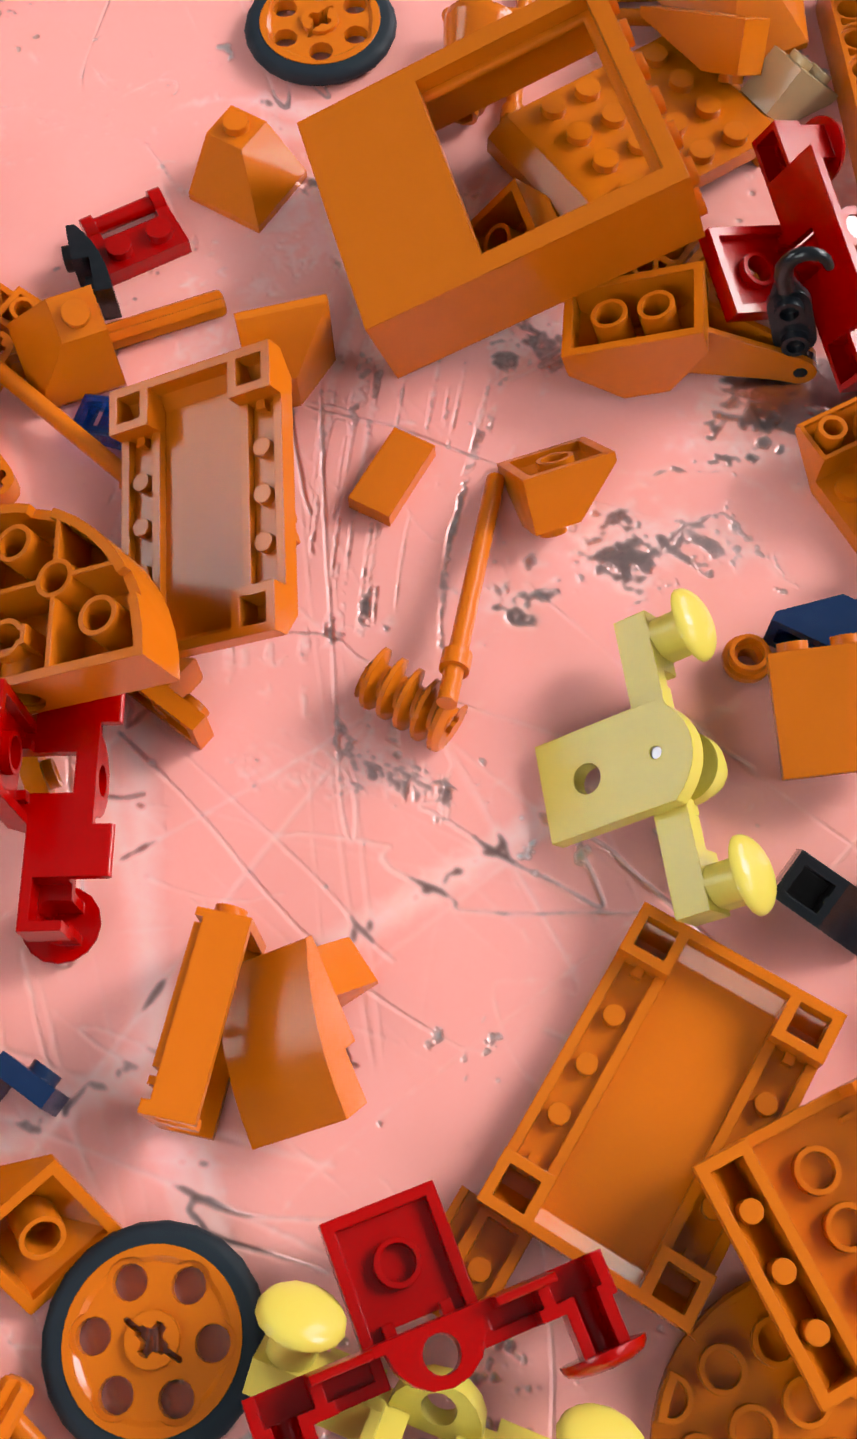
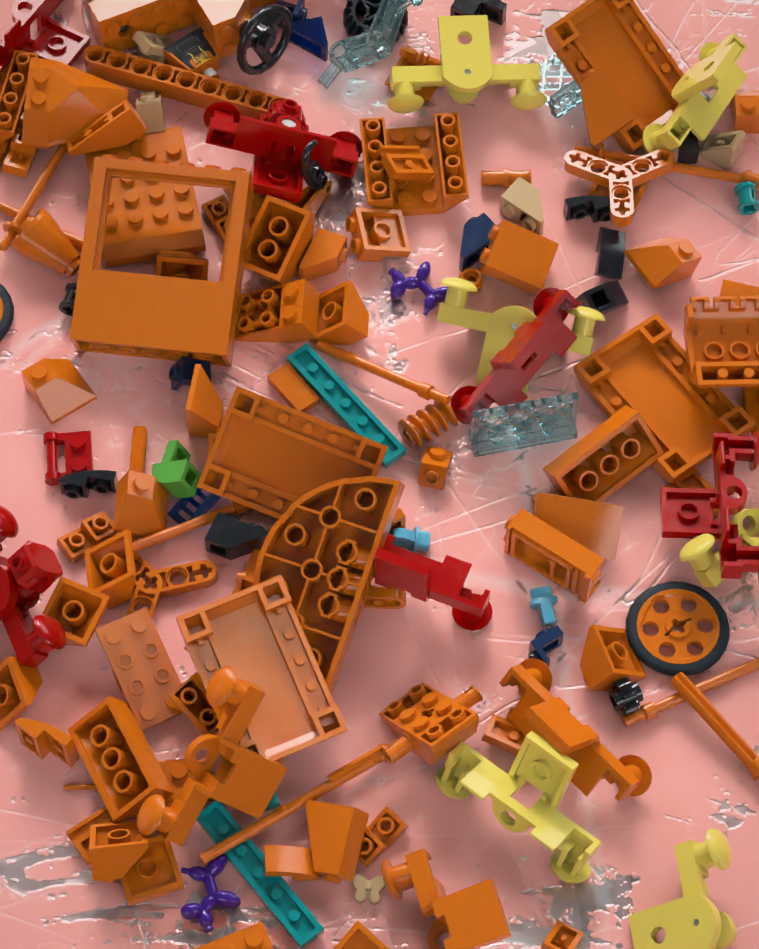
camera: 70 degrees left, 5 degrees down
(70, 483) = (232, 537): none -> black slope
(119, 1044) = (543, 600): none -> medium azure piece
(144, 357) = (176, 471): none -> bright green brick
(174, 777) = (412, 540): none -> medium azure piece
(333, 745) = (434, 467): none -> orange bracket
(347, 327) = (182, 371): none -> dark blue bracket
(389, 564) = (343, 401): none -> teal plate
(463, 1041) = (605, 457): none -> orange slope
(470, 864) = (533, 431): none -> clear light blue fence
(520, 398) = (279, 314): none -> orange slope
(642, 806) = (521, 357): none -> red piece
(663, 412) = (324, 255): none -> orange slope
(679, 551) = (402, 283): none -> dark purple piece
(753, 475) = (377, 234): none -> orange plate

